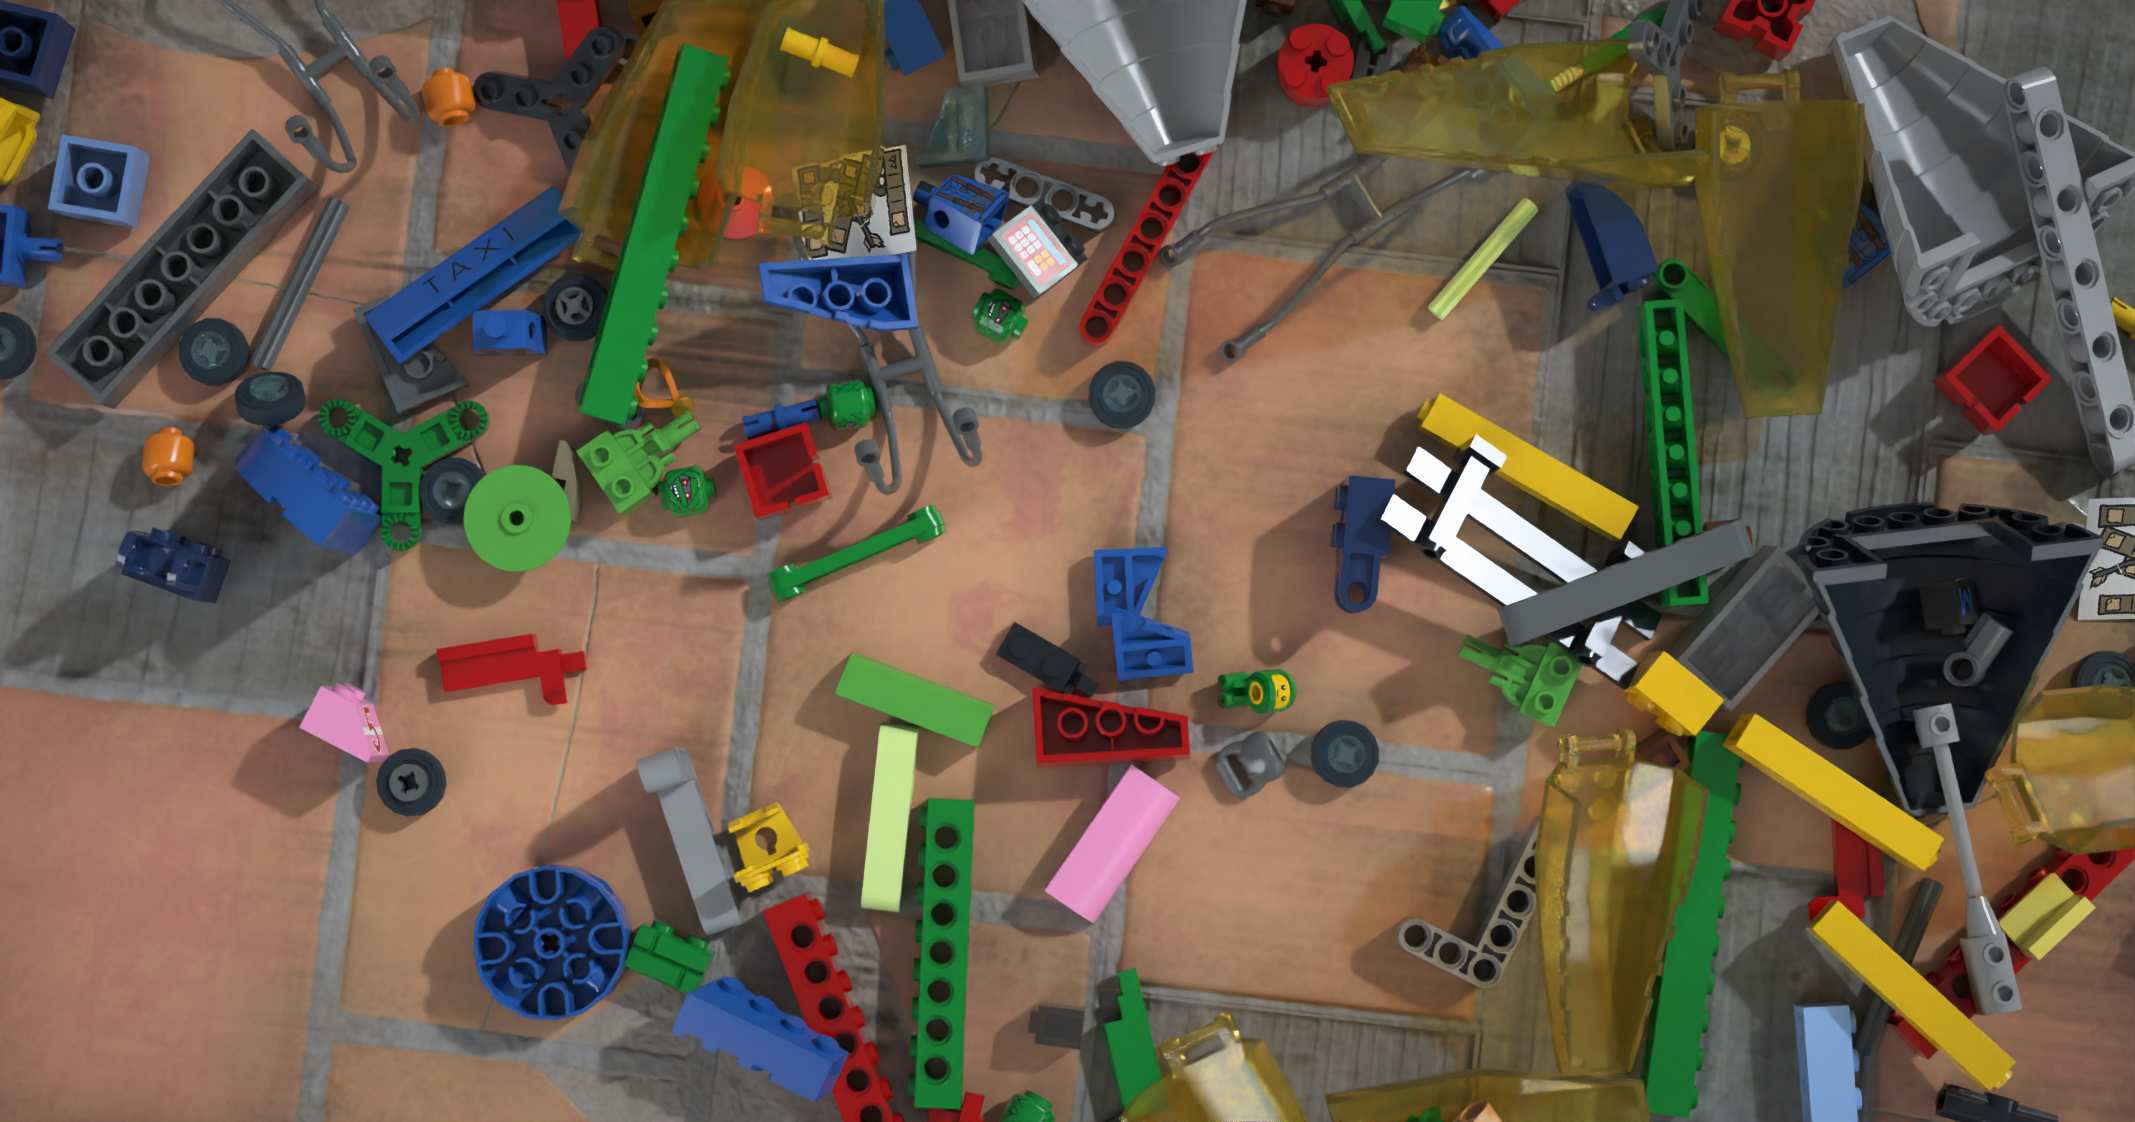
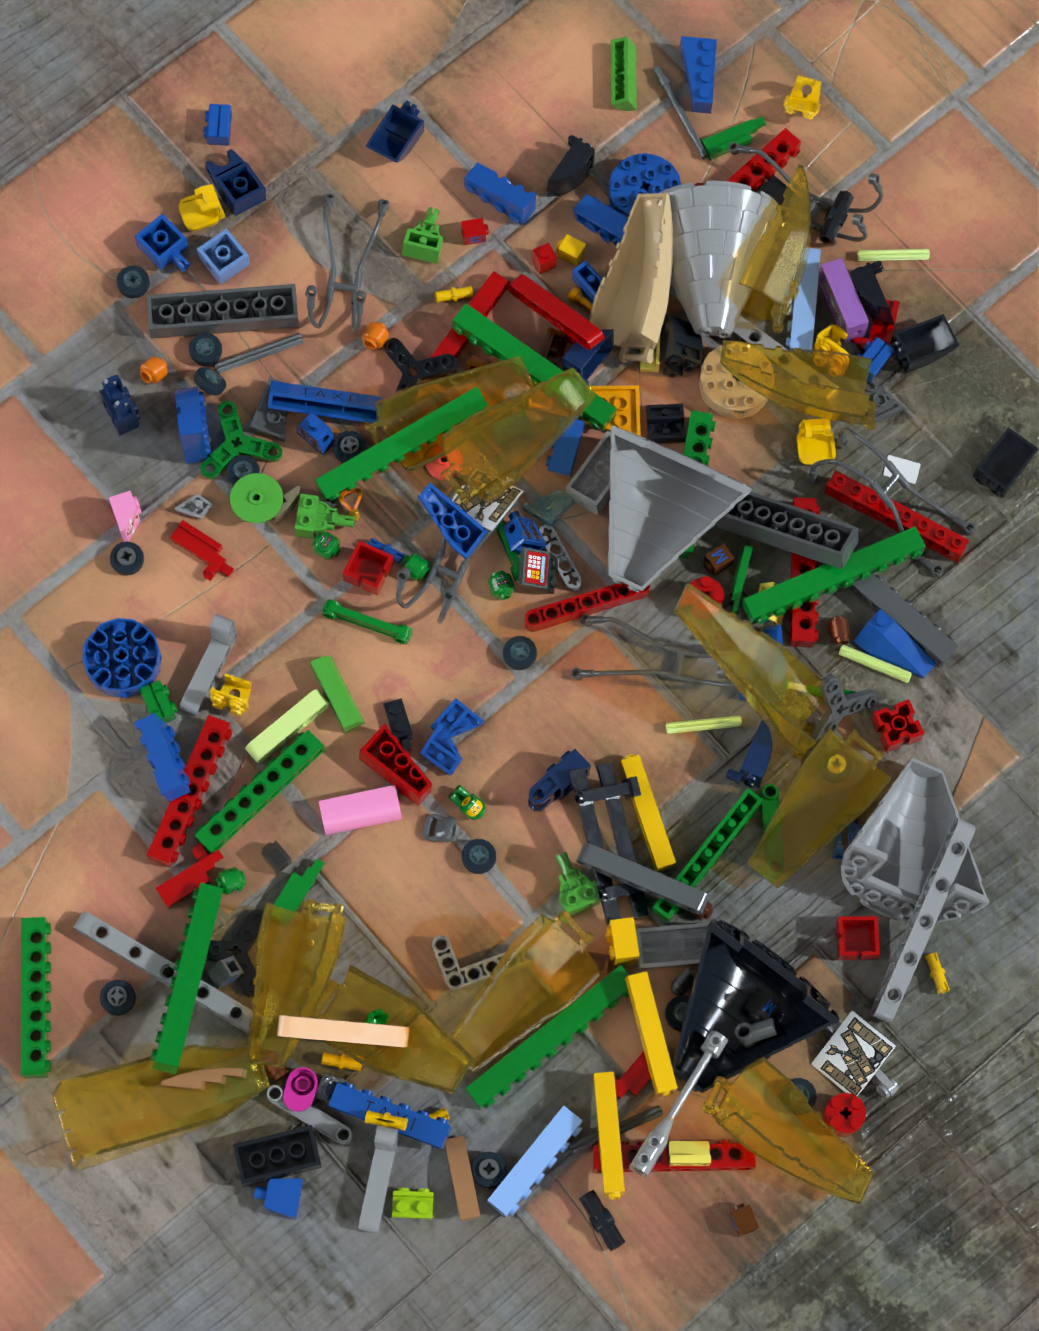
camera: 40 degrees right, 15 degrees down
(435, 610) = (195, 507): none -> light grey piece
(819, 52) = (522, 431): yellow pin -> none
(1798, 672) = (682, 982): none -> dark grey piece

